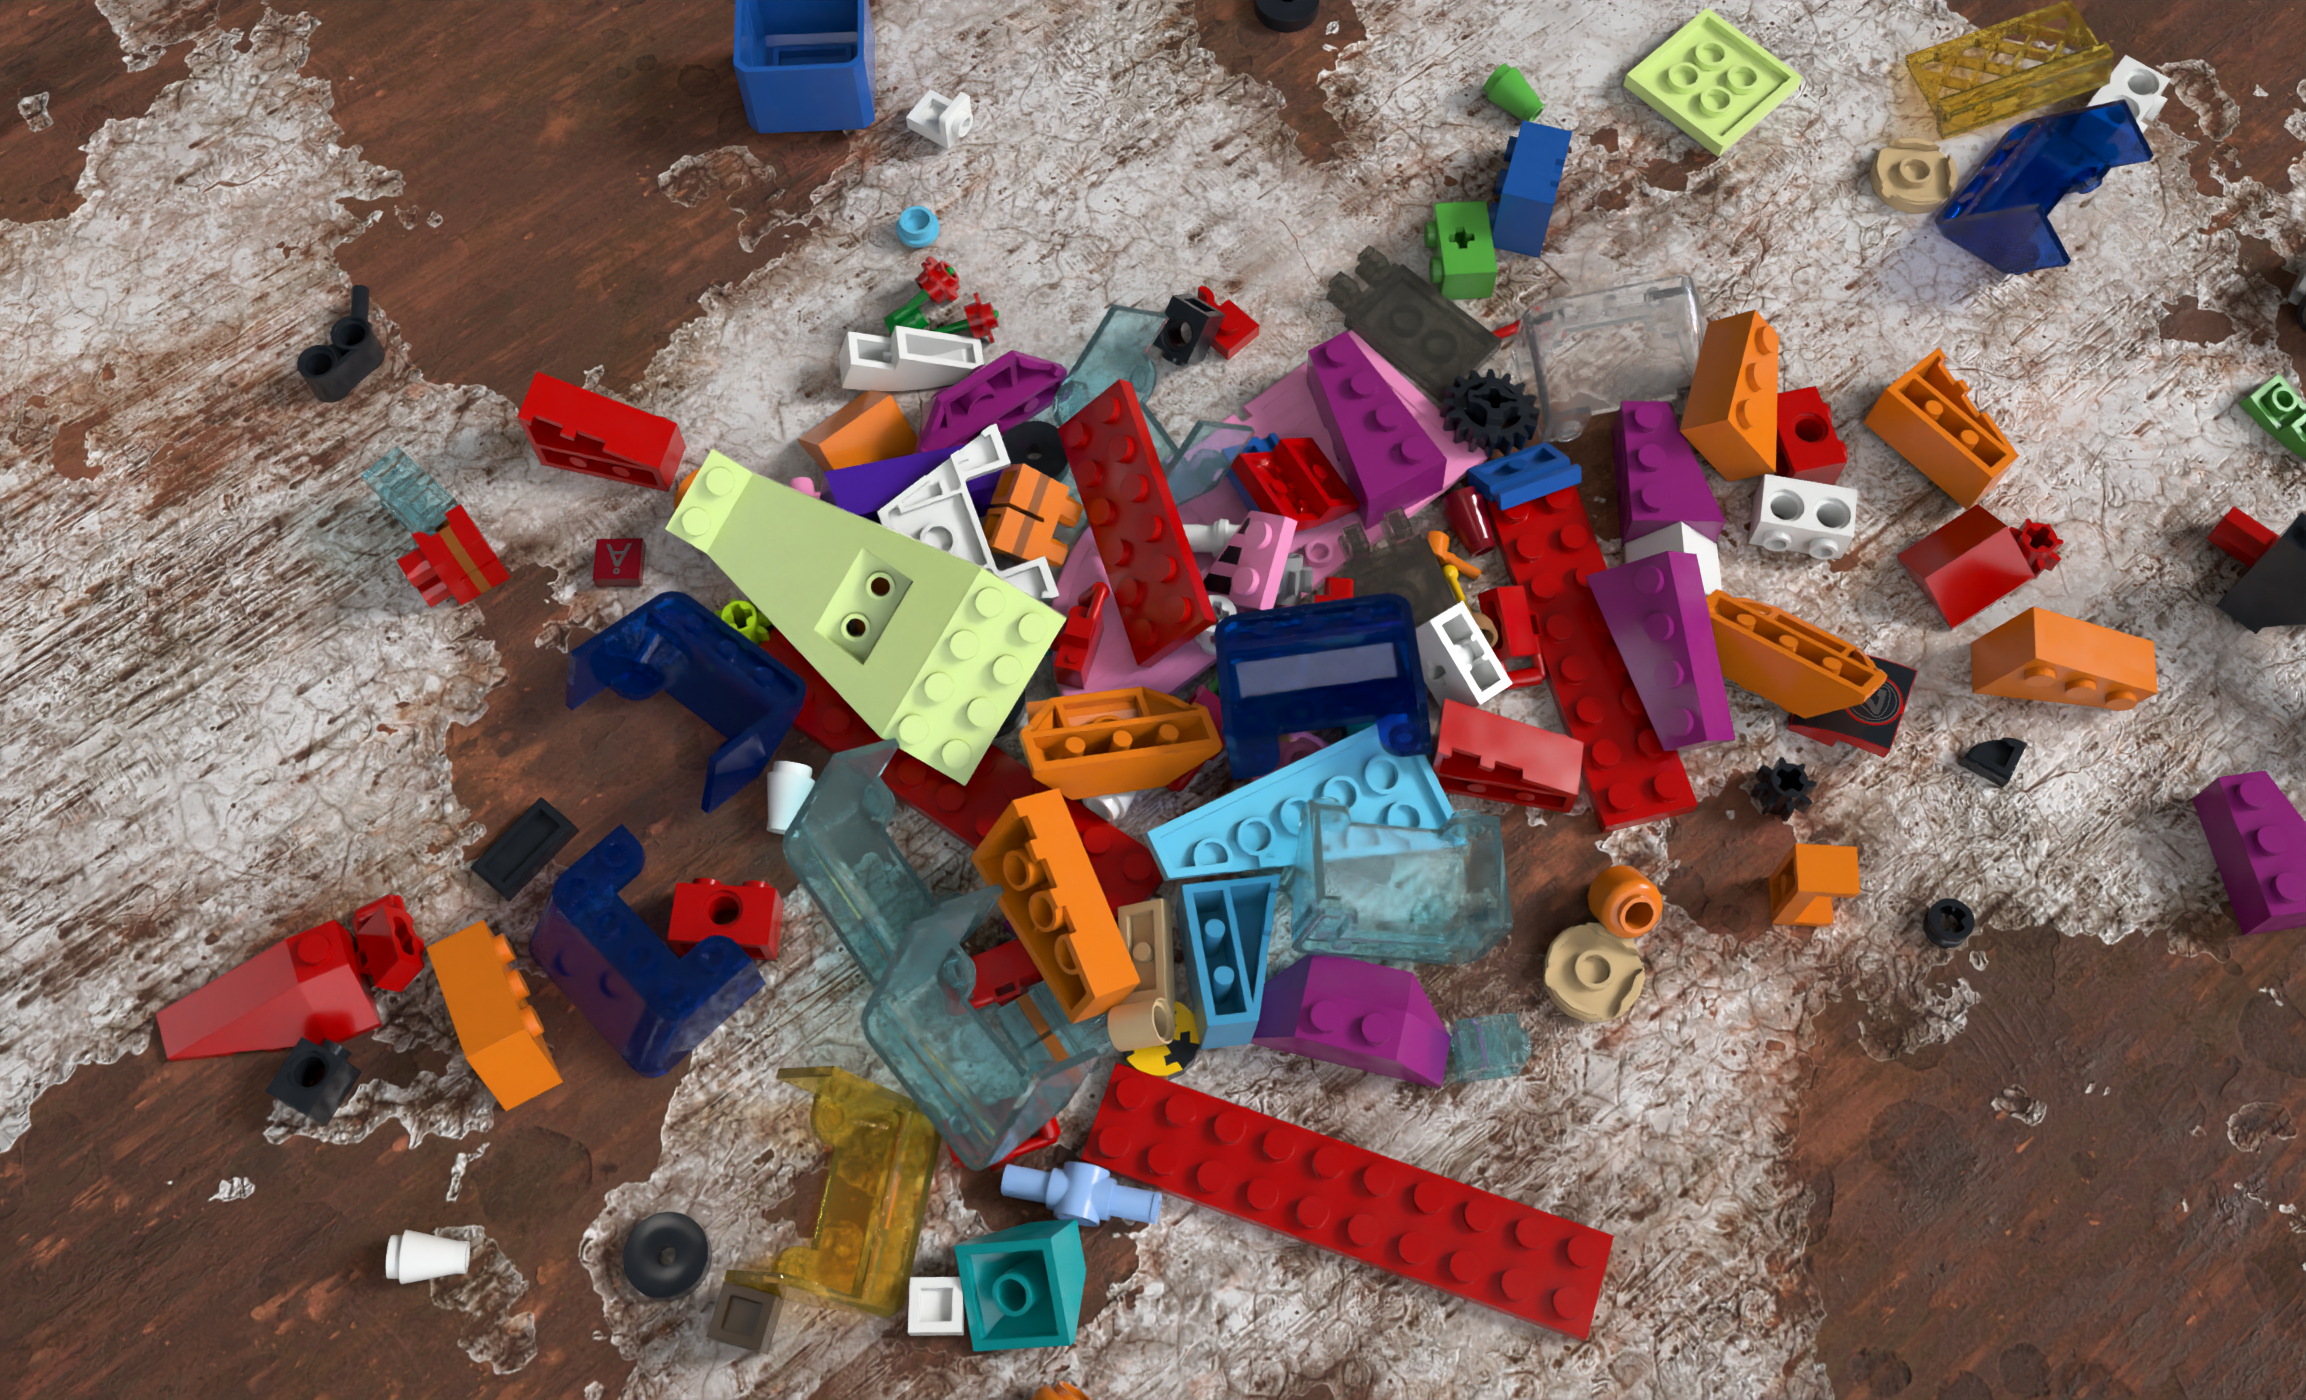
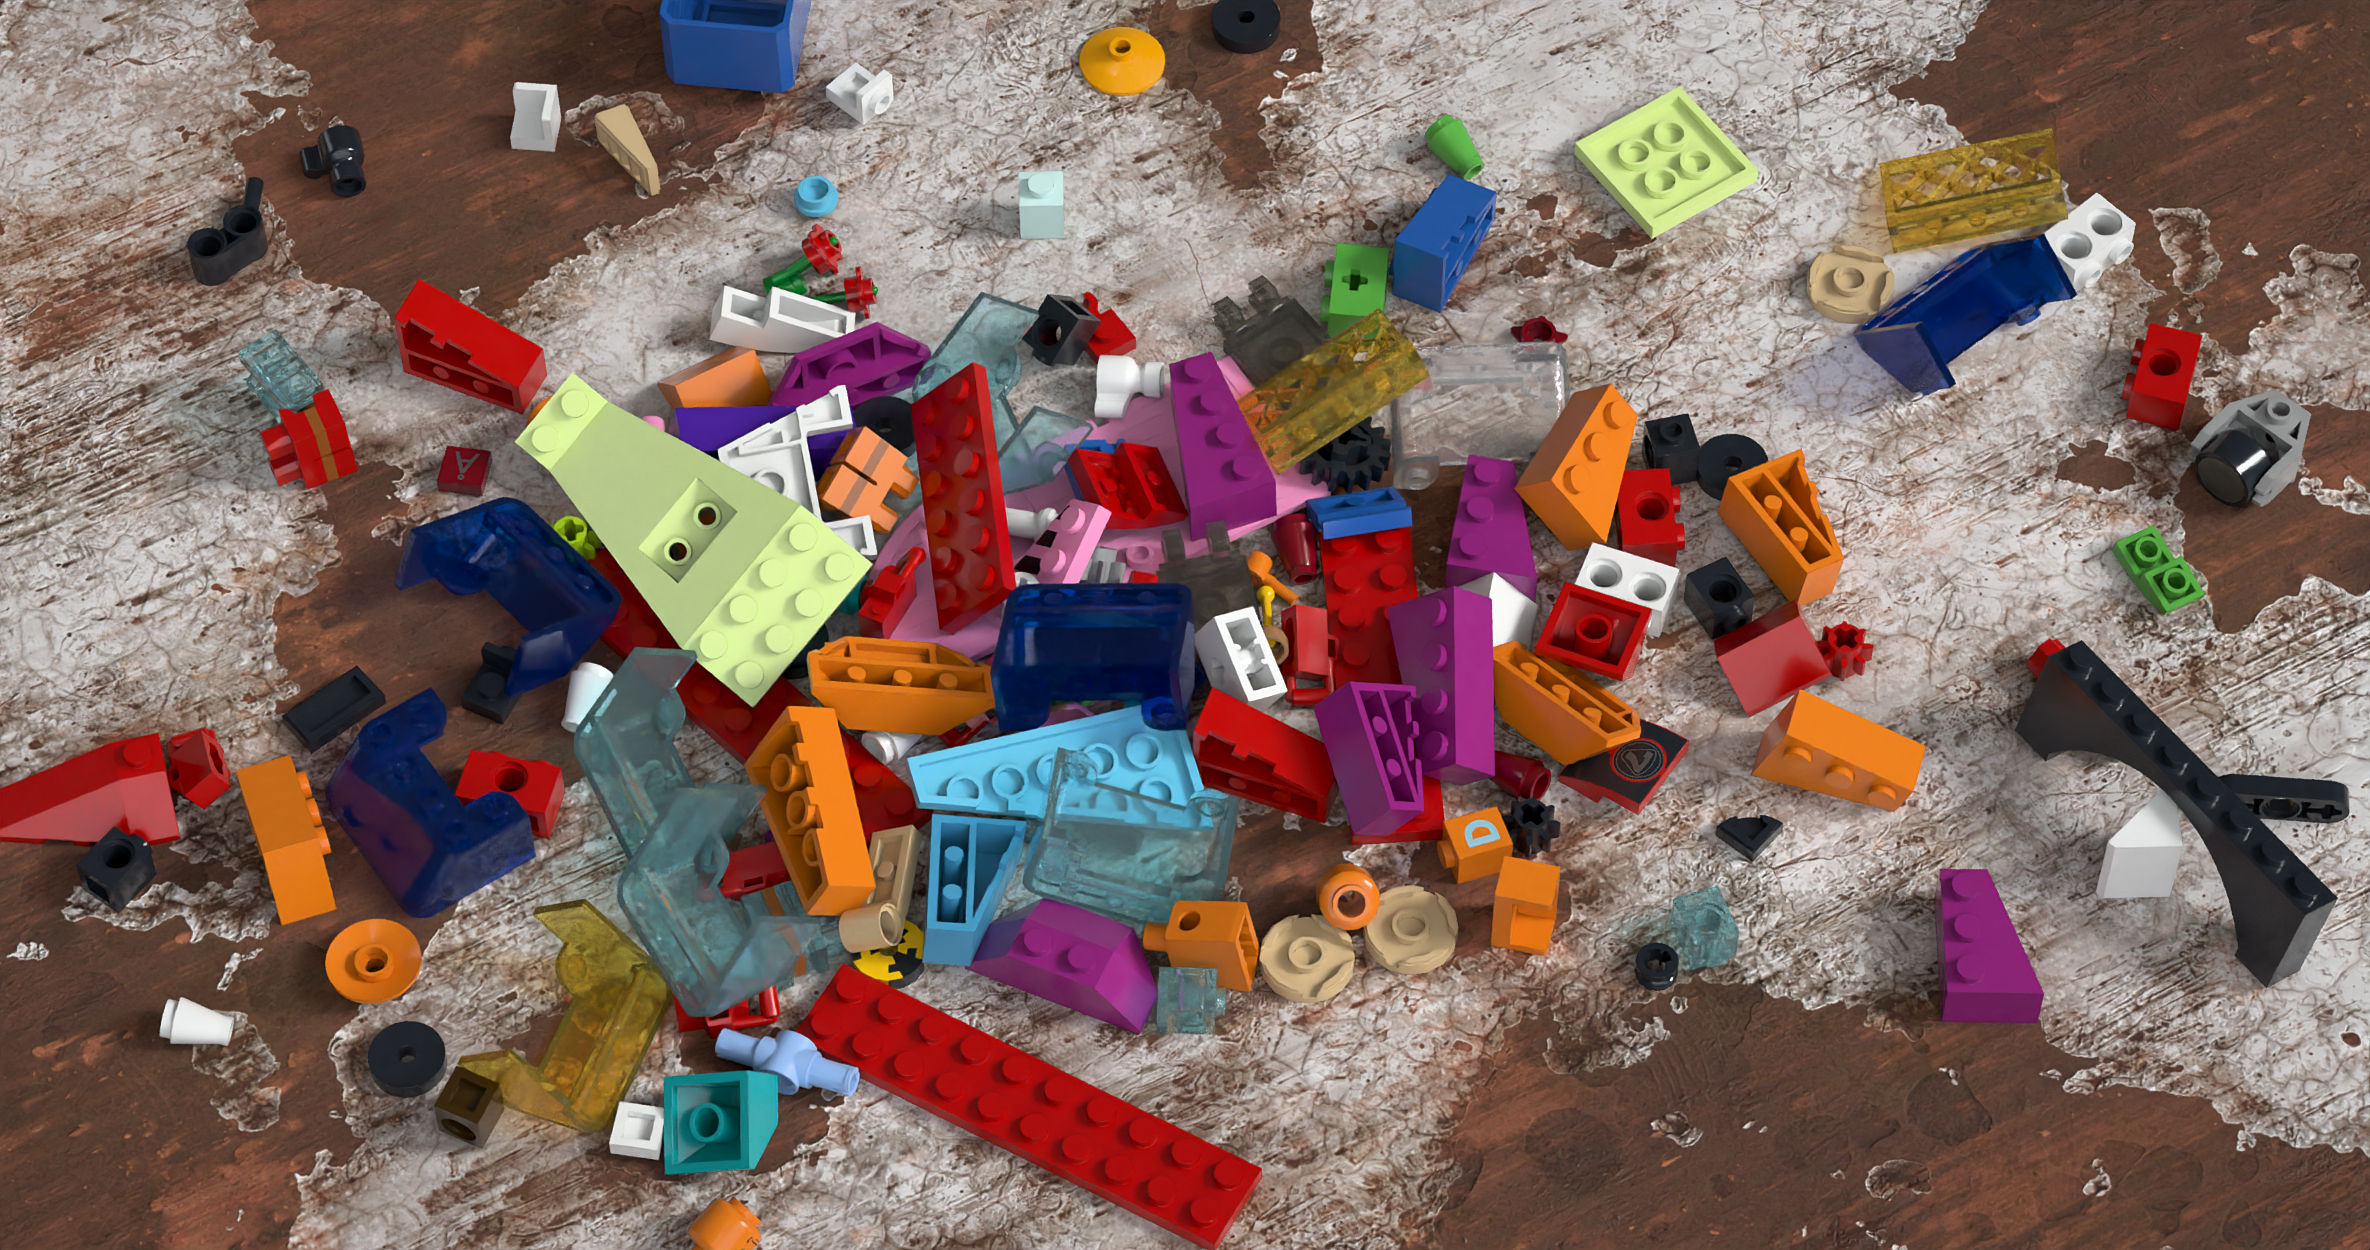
camera: 10 degrees right, 10 degrees down
(439, 250) = (341, 156): none -> black piece
(591, 1134) = (372, 945): none -> orange dish
(630, 185) = (535, 117): none -> white panel
(684, 796) = (486, 690): none -> black bracket
(722, 199) = (624, 141): none -> tan slope
(1139, 204) = (1041, 205): none -> light aqua brick
(1179, 55) = (1122, 61): none -> light orange dish
(1257, 370) = (1120, 379): none -> white piece
(1487, 369) = (1349, 397): none -> clear yellow fence
(1493, 979) = (1209, 936): none -> orange torso
(1621, 746) = (1372, 754): none -> magenta wedge
(1638, 260) = (1538, 328): none -> dark red plate
(1695, 925) = (1411, 930): none -> tan tile
(1735, 818) = (1474, 844): none -> orange brick
(1757, 734) = (1521, 776): none -> dark red cone
(1792, 569) = (1595, 632): none -> red slope
(1807, 362) = (1672, 445): none -> black brick
(1860, 356) = (1723, 452): none -> black piece
(1898, 496) = (1718, 583): none -> black brick
(1998, 858) = (1704, 911): none -> clear light blue brick
(2236, 224) = (2163, 376): none -> red brick

